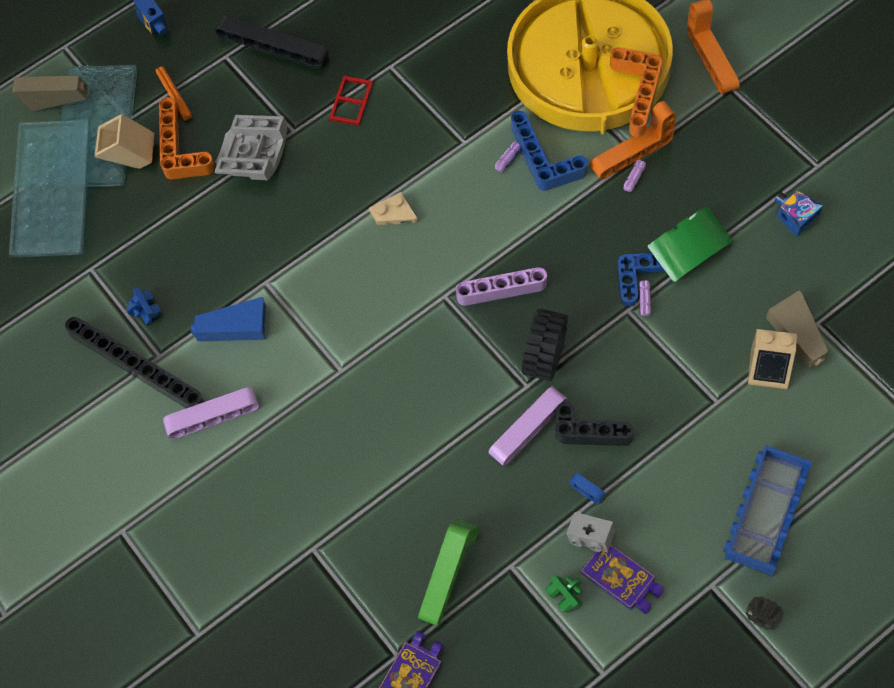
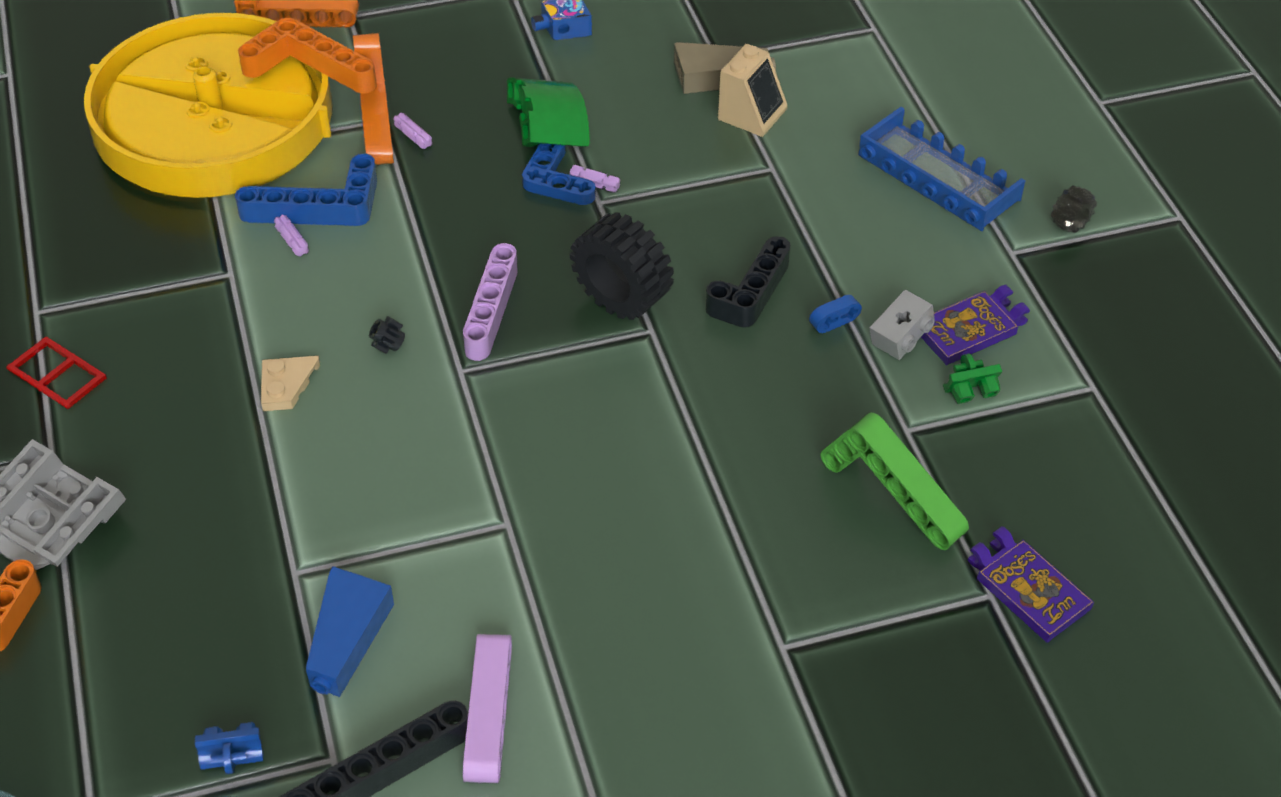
camera: 75 degrees left, 15 degrees down
(445, 244) = (386, 335): none -> black gear
(527, 426) = (716, 342): lavender beam -> none

